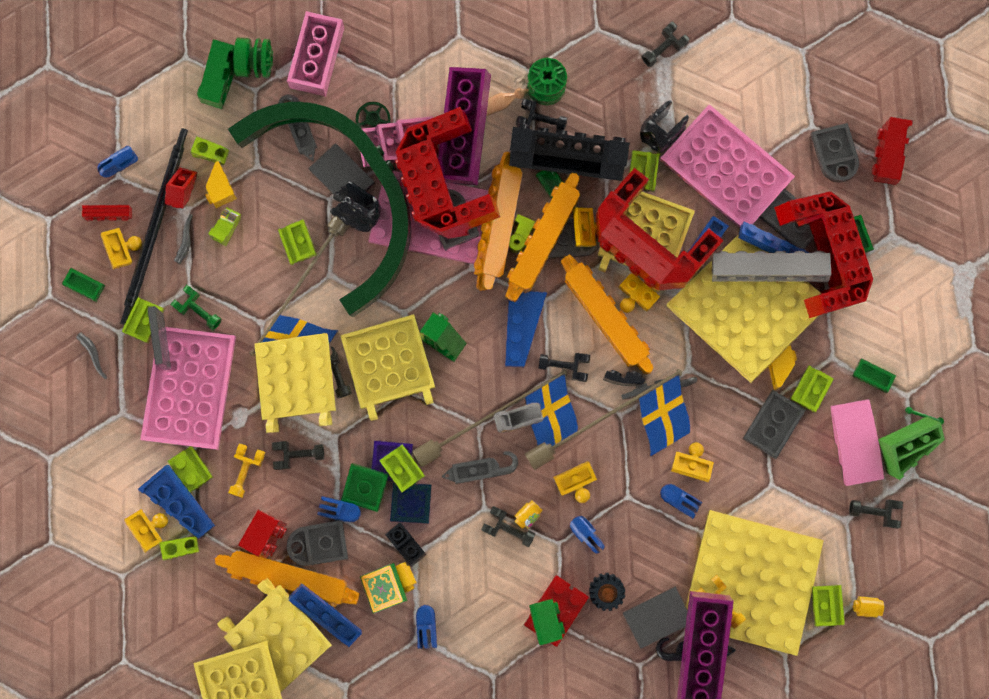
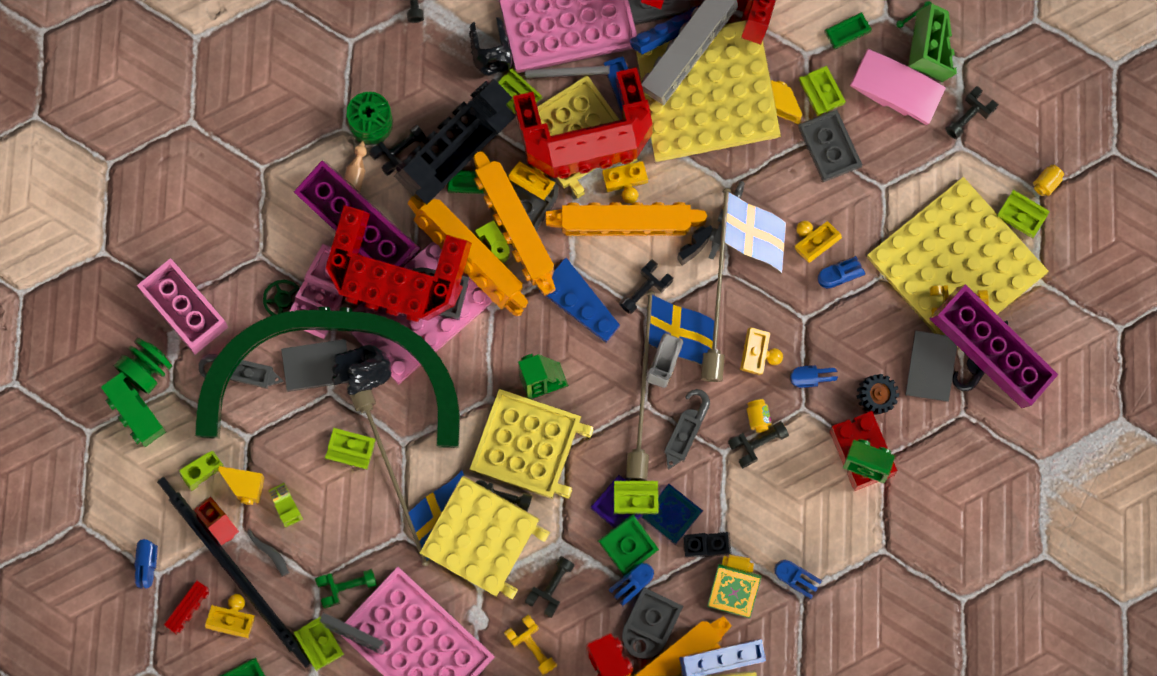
camera: 55 degrees left, 5 degrees down
(687, 195) = (575, 71): none -> light grey bar

